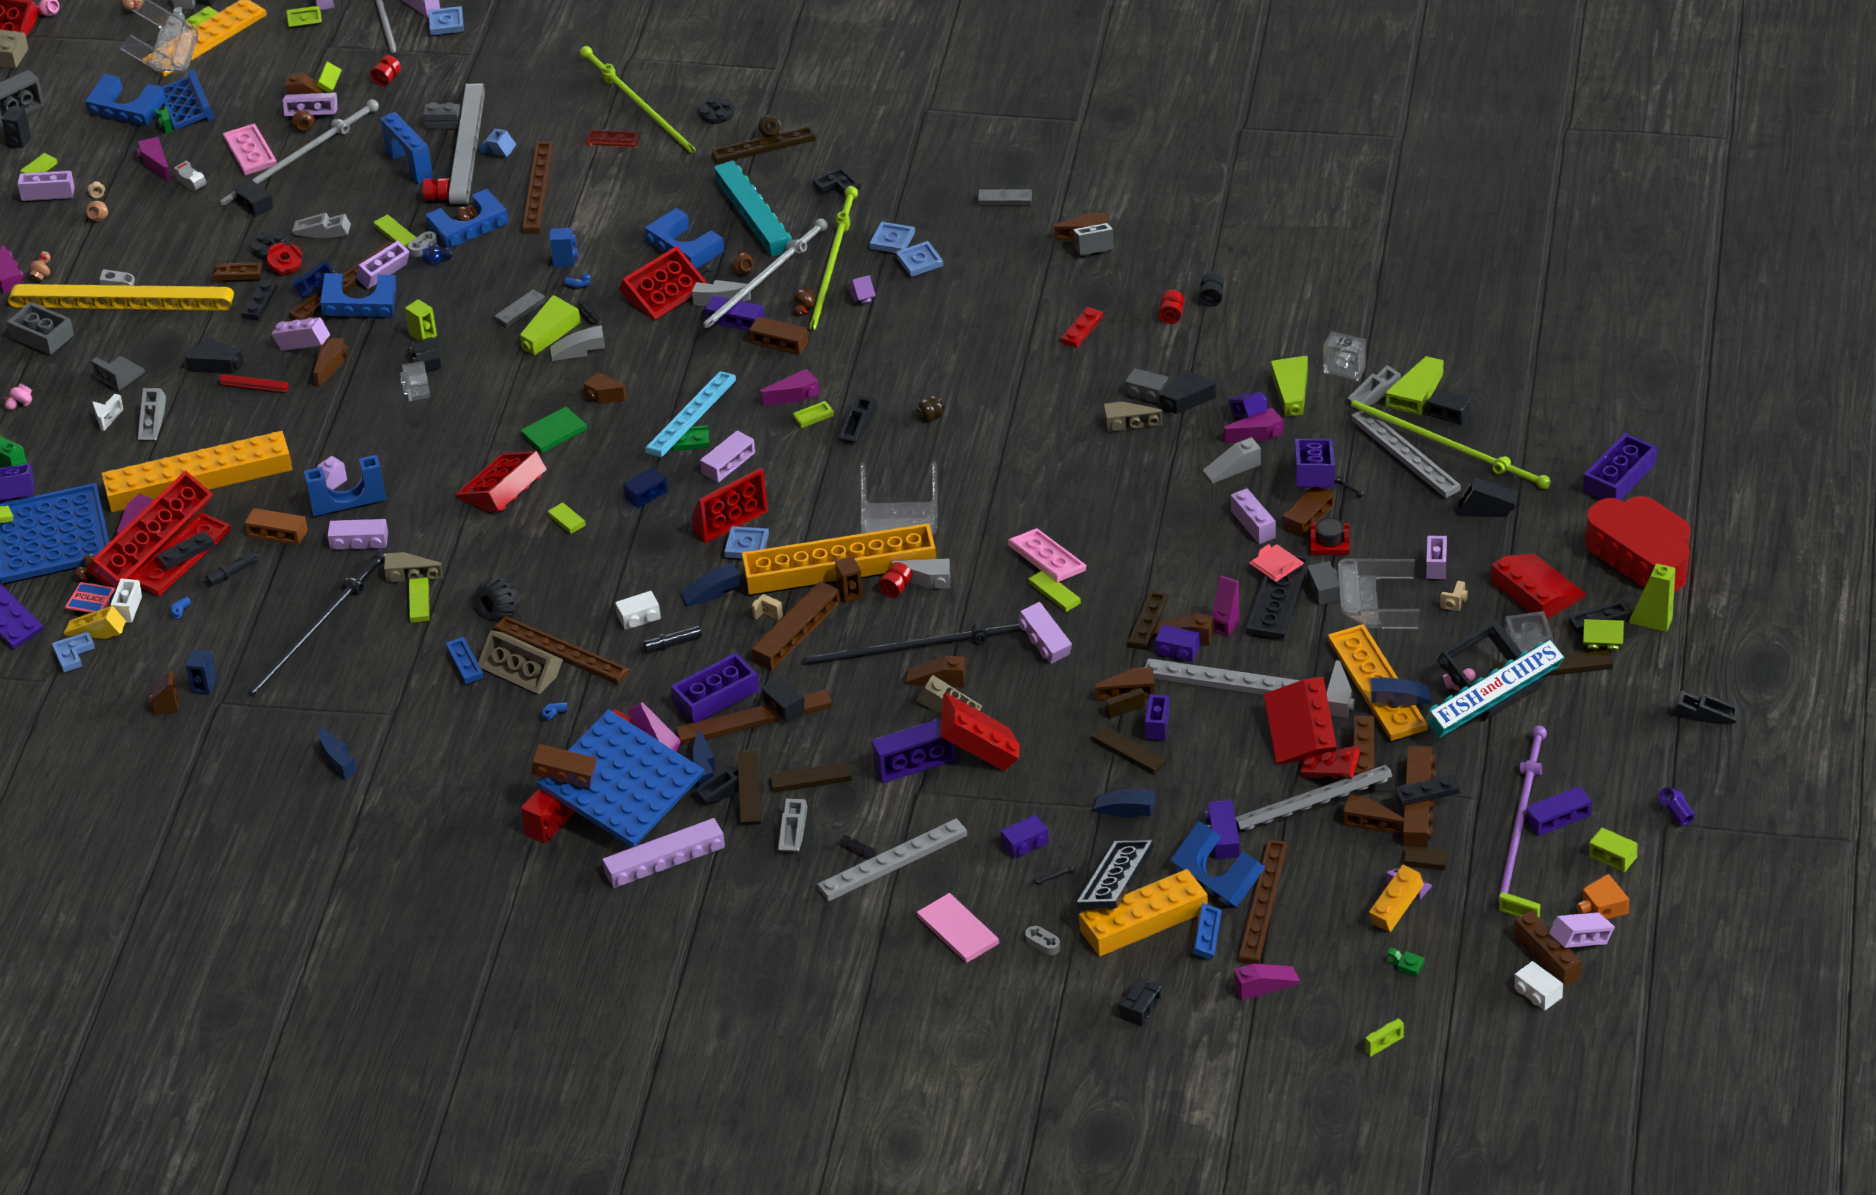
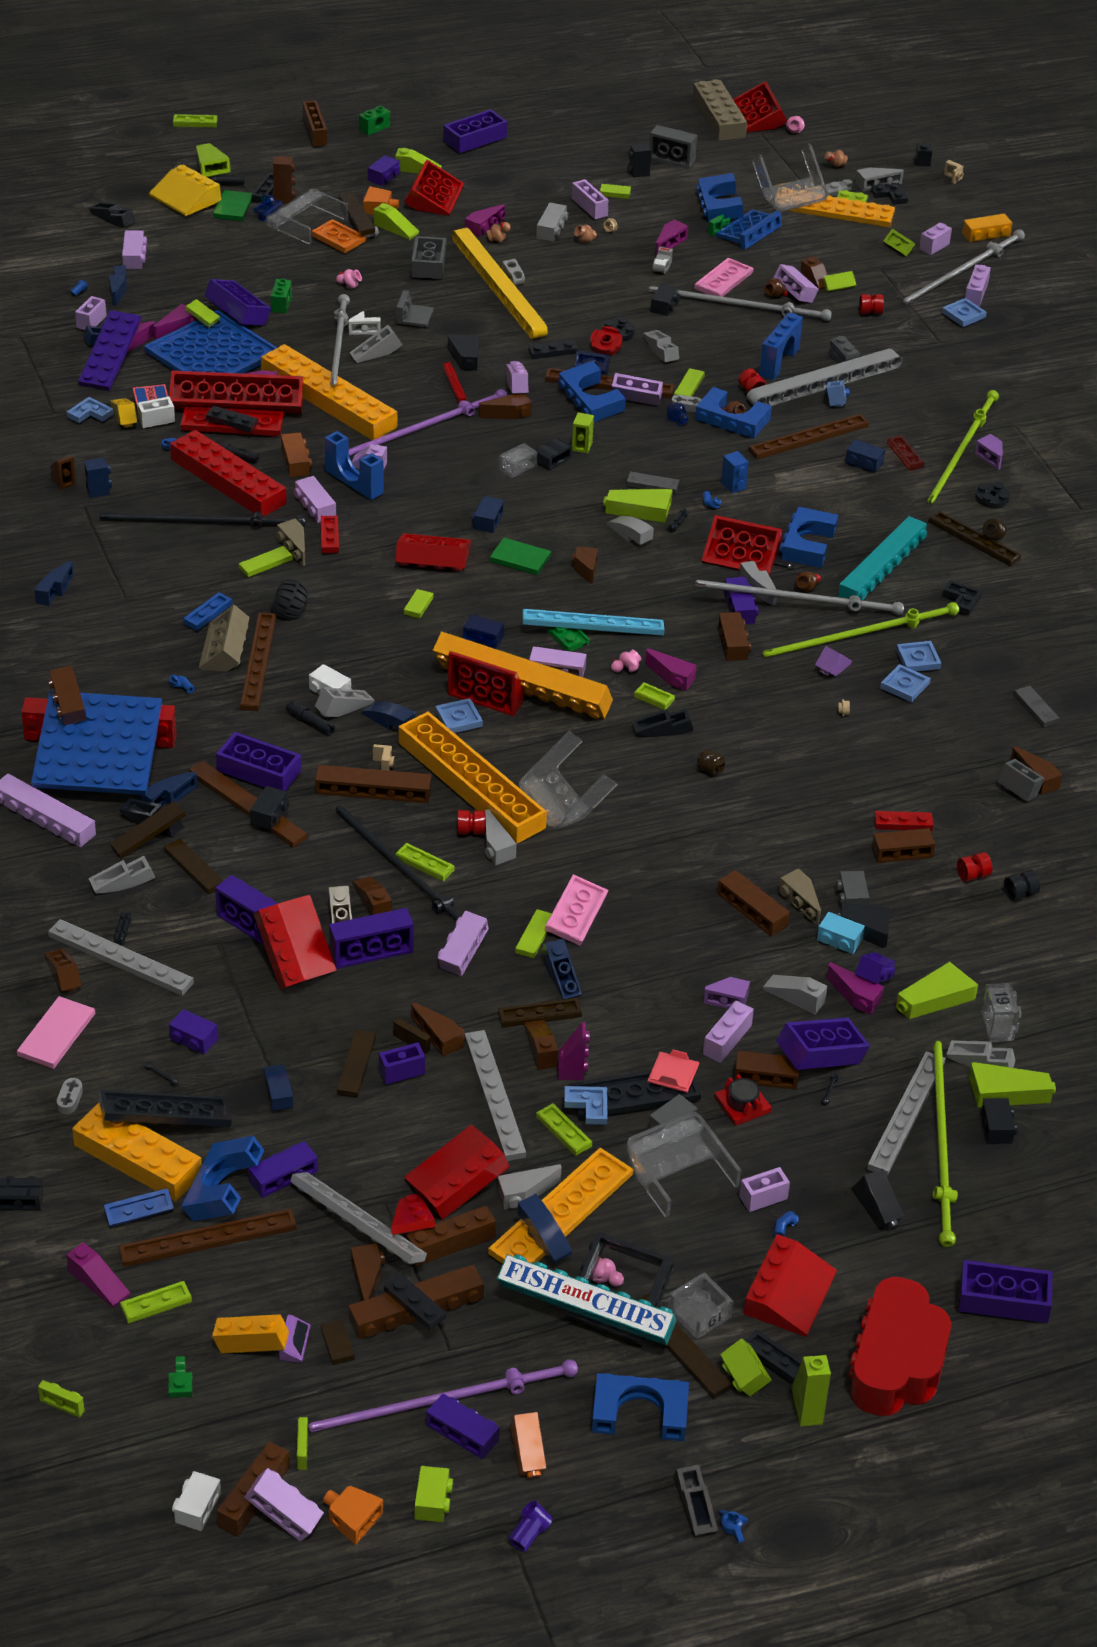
camera: 55 degrees right, 0 degrees up
(54, 226) = (552, 221): none -> light grey brick
(84, 424) = (342, 320): none -> light grey bar
(237, 271) = (574, 325): reddish brown plate -> none
(266, 581) = (228, 473): none -> red brick
(303, 389) = (464, 407): none -> medium lavender bar
(417, 542) = (329, 534): none -> red plate
(480, 427) = (488, 514): none -> dark blue brick
(601, 162) = (865, 456): none -> dark blue brick
(649, 723) = (170, 749): magenta slope -> none
(661, 85) = (990, 450): none -> medium lavender slope
(669, 611) = (338, 702): none -> light grey slope
(760, 410) = (627, 659): none -> bright pink animal
(773, 459) = (536, 678): none -> light orange brick
(806, 298) = (792, 634): reddish brown animal -> none
(849, 579) = (445, 791): reddish brown brick -> none
(887, 897) = (63, 969): none -> reddish brown slope
(916, 628) = (425, 862): none -> lime tile
(922, 306) = (844, 708): none -> tan plate
(999, 682) = (371, 938): none -> dark purple brick
(1108, 587) = (561, 969): none -> dark blue slope
(1114, 337) = (903, 845): none -> reddish brown brick
(1117, 448) = (753, 903): none -> reddish brown brick
(1177, 643) = (516, 1042): dark purple brick -> none
(1188, 411) = (840, 933): none -> medium azure brick
(1212, 500) = (726, 992): none -> medium lavender slope
(1279, 617) = (591, 1098): none -> medium blue plate
(1288, 652) = (564, 1129): none -> lime tile
(1313, 954) = (155, 1302): none -> lime tile
(1454, 600) = (722, 1229): tan bracket -> none
(1469, 563) = (781, 1223): none -> blue arm
(1601, 778) = (528, 1444): none -> orange slope
(1602, 687) = (667, 1395): none -> blue arch
(1736, 698) = (732, 1523): none -> blue piece

